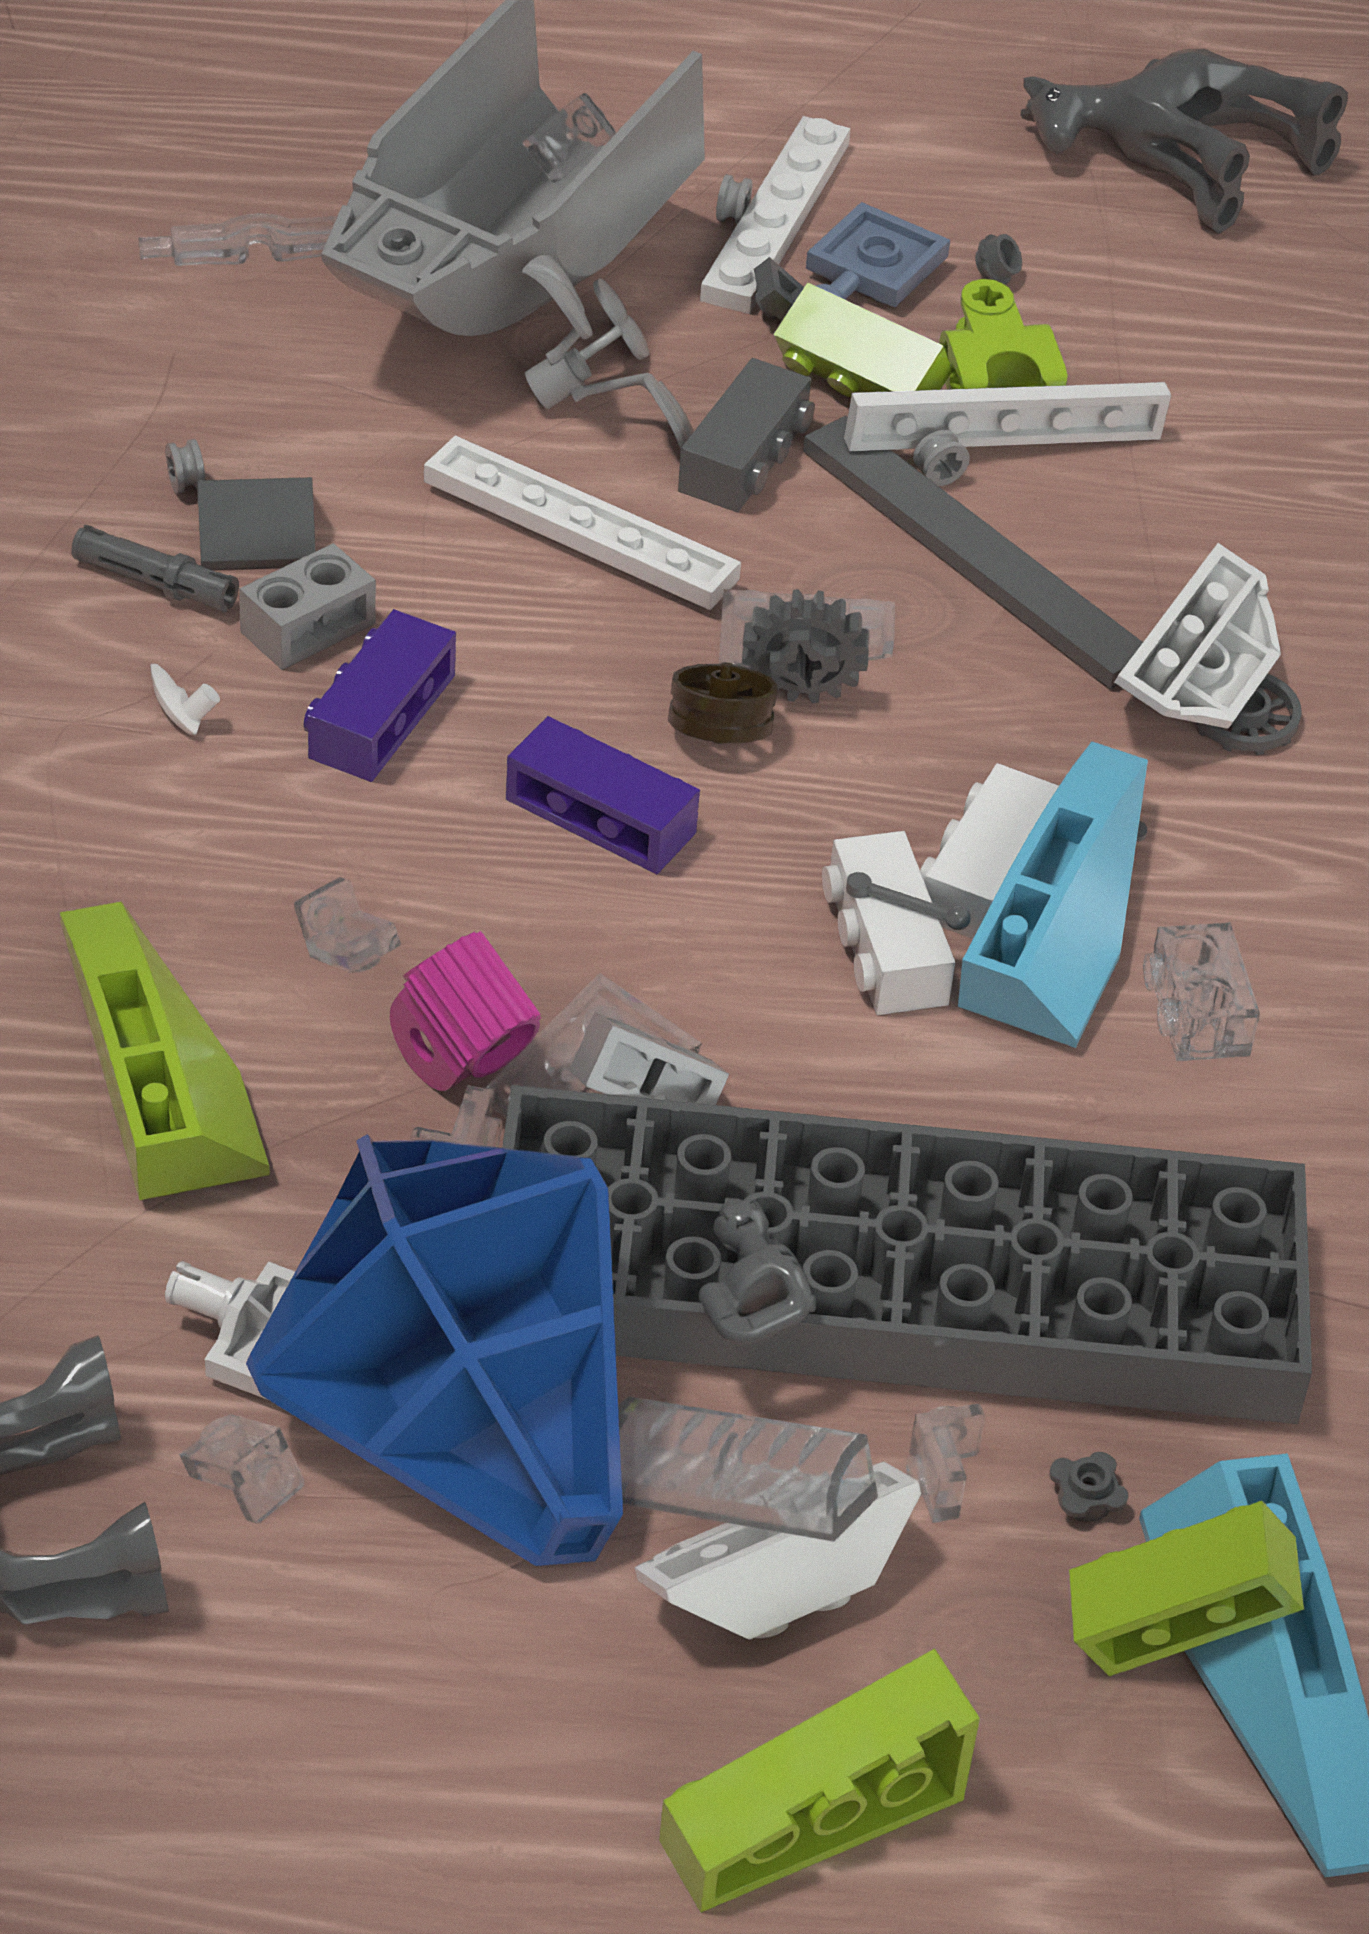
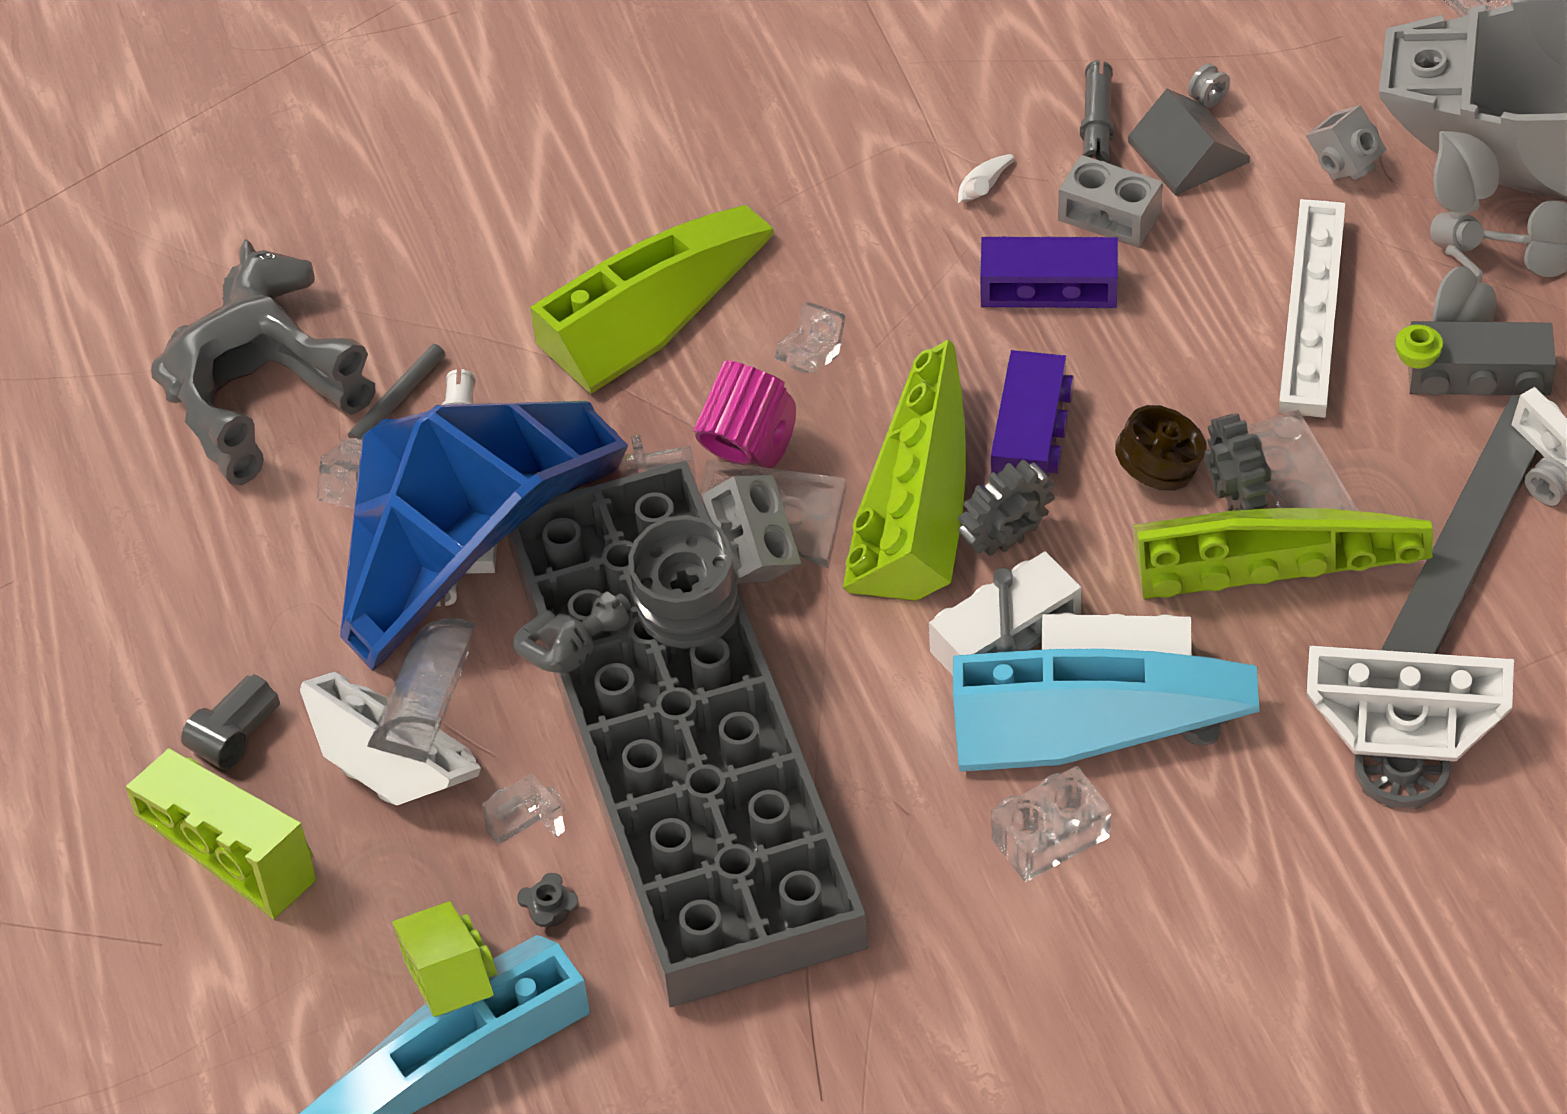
camera: 75 degrees right, 5 degrees up
(129, 1377) = (399, 391): none -> dark grey bar
(373, 396) = (1347, 143): none -> light grey brick
(629, 1745) = (223, 732): none -> dark grey piece
(639, 925) = (915, 494): none -> lime wedge
(732, 450) = (1418, 346): none -> lime plate
(752, 845) = (1006, 507): none -> dark grey gear
(766, 1121) = (684, 581): none -> dark grey wheel
(915, 683) = (1270, 546): none -> lime wedge

